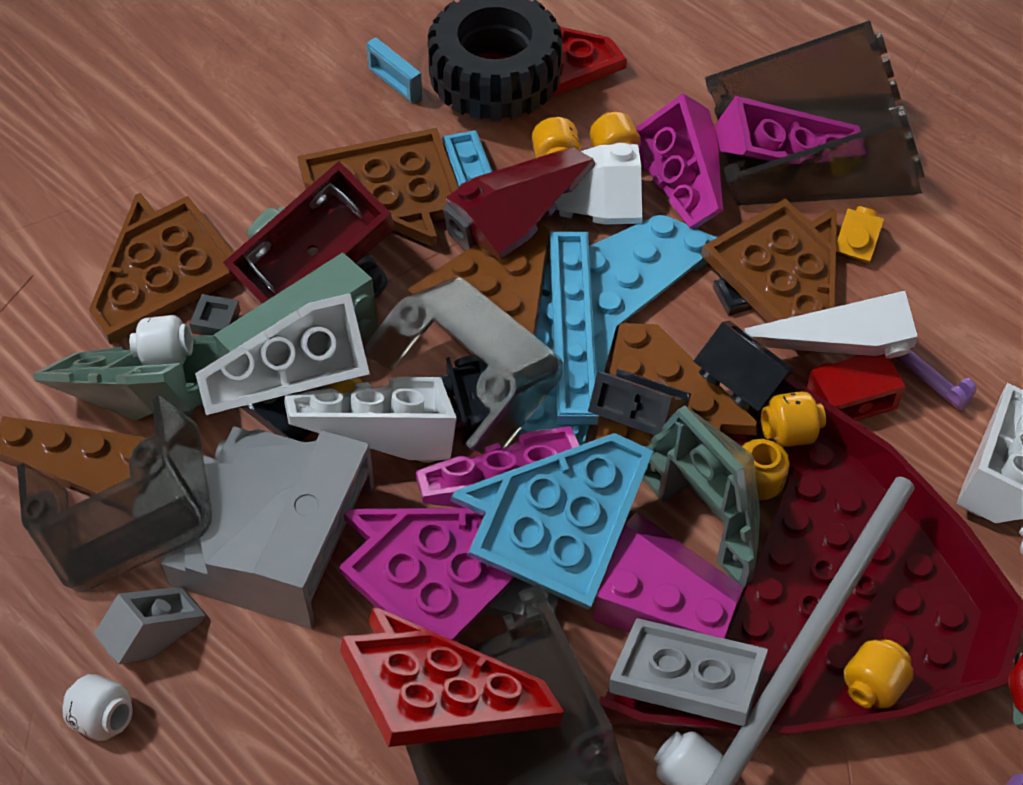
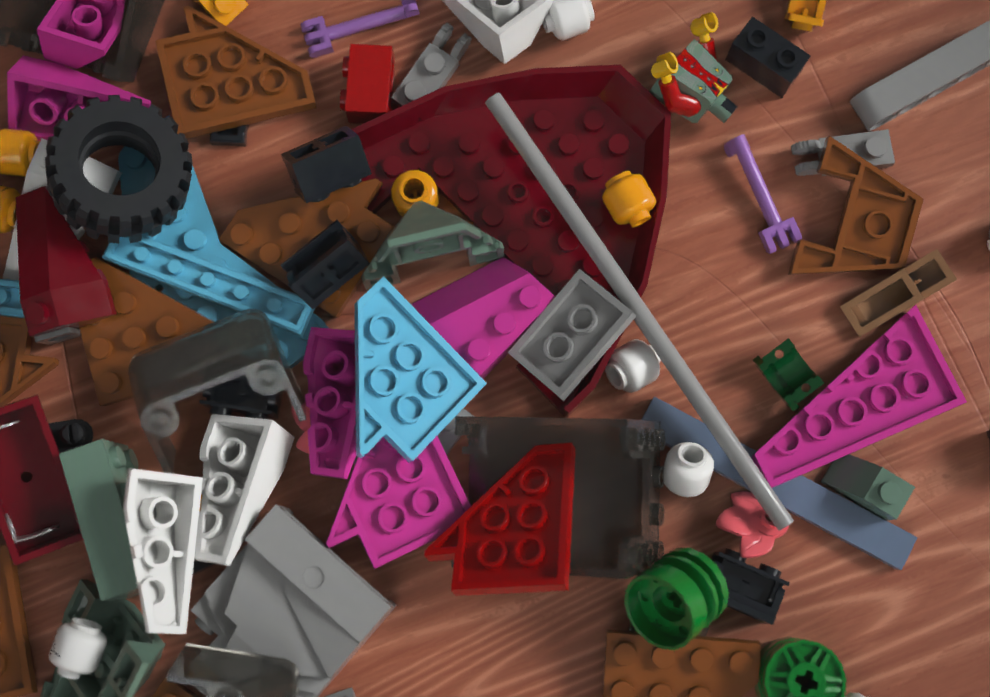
camera: 65 degrees left, 25 degrees up
(213, 314) = (52, 587): dark grey plate -> none
(658, 163) = (123, 125): none -> black tyre
(792, 419) = (389, 150): light orange head -> none
(857, 328) = (334, 48): white wedge -> none
(917, 442) = (432, 68): none -> light grey hinge

